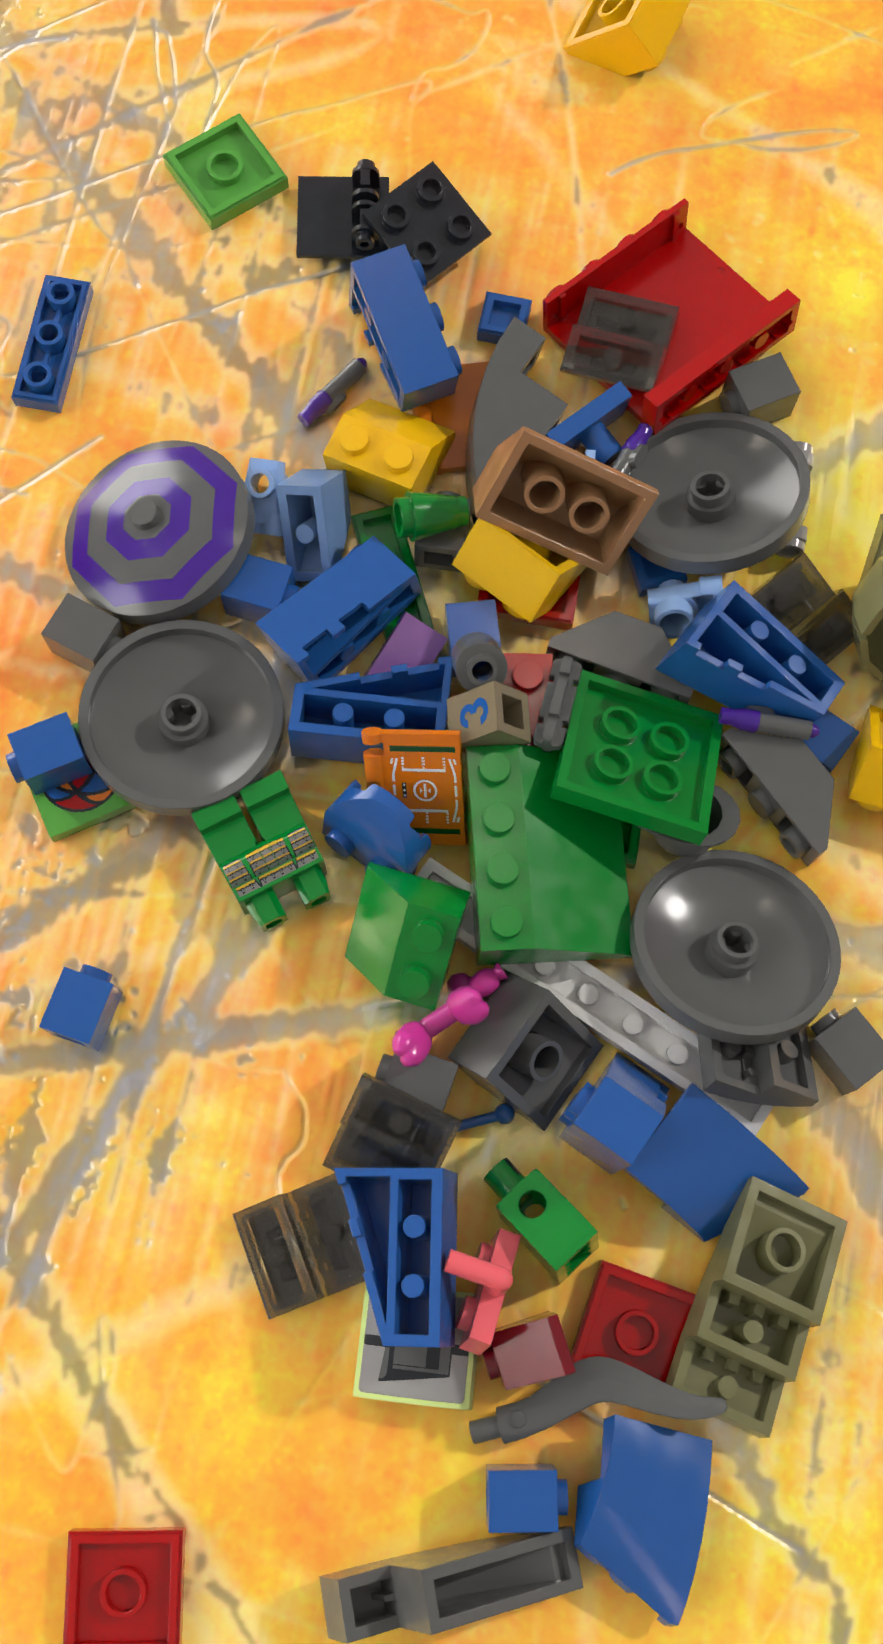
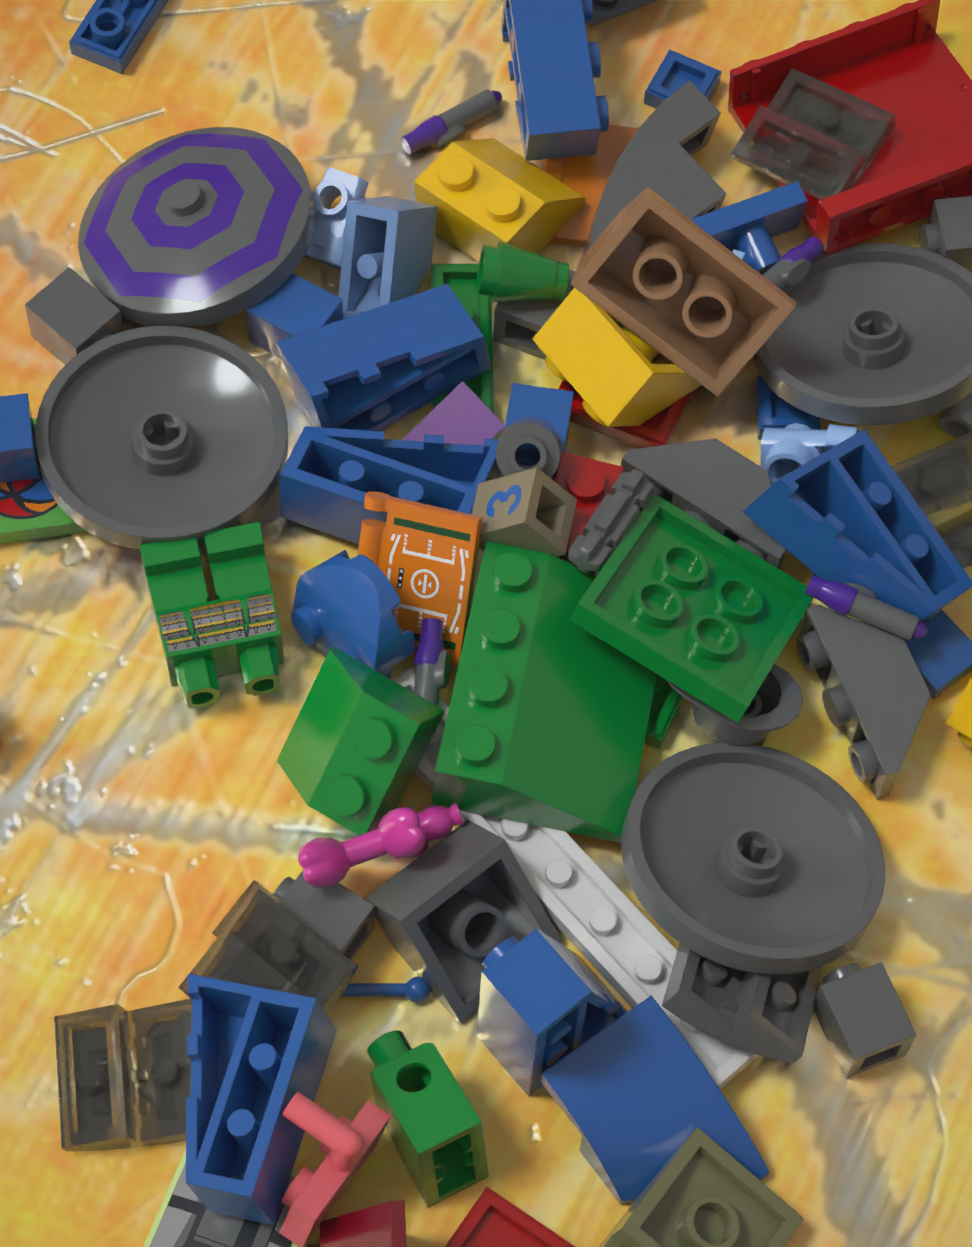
camera: 15 degrees right, 10 degrees down
(446, 852) = (431, 661): none -> piece

